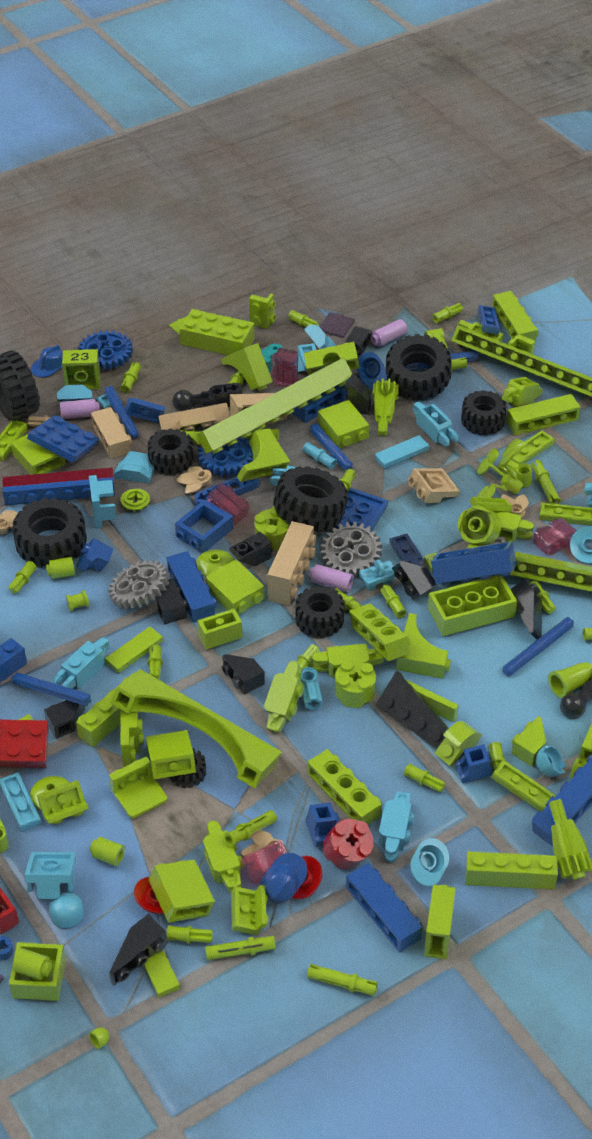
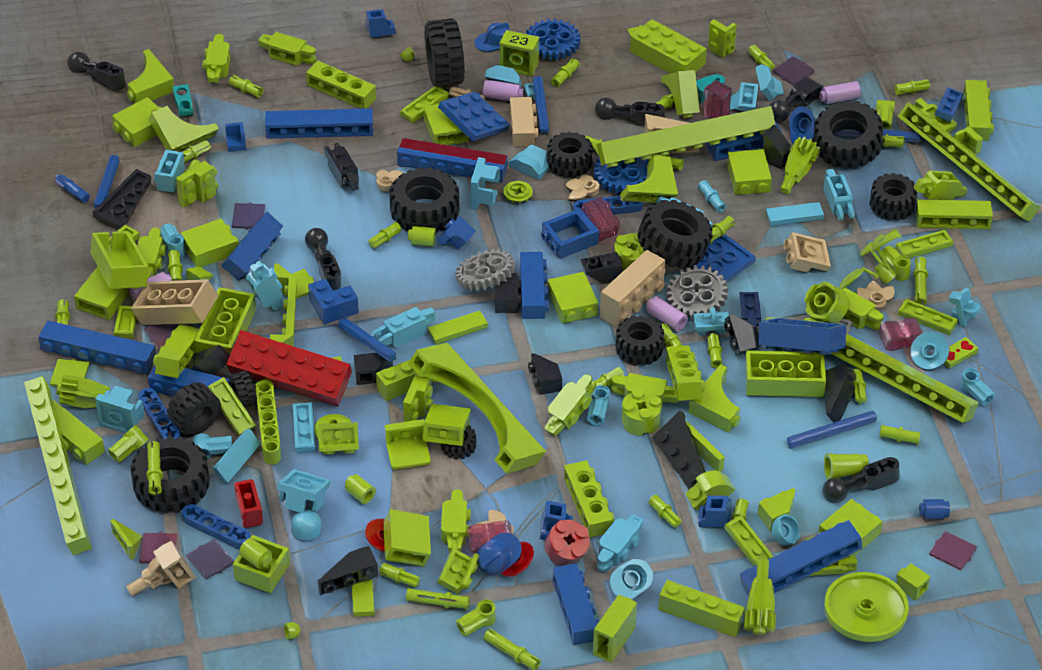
camera: 20 degrees right, 0 degrees up
(77, 600) = (424, 269): lime bush -> none
(144, 409) = (562, 108): blue panel -> none
(155, 661) = (470, 343): lime axle -> none
(195, 417) = (607, 128): tan bracket -> none
(212, 561) = (564, 266): lime dish -> none
(219, 629) = (540, 330): lime brick -> none
(245, 830) = (481, 506): lime pin -> none
(291, 957) = (477, 618): none -> lime piece
(321, 358) = (779, 101): lime arch -> none
(331, 447) = (727, 191): blue axle -> none
(492, 504) = (850, 286): lime tile -> none

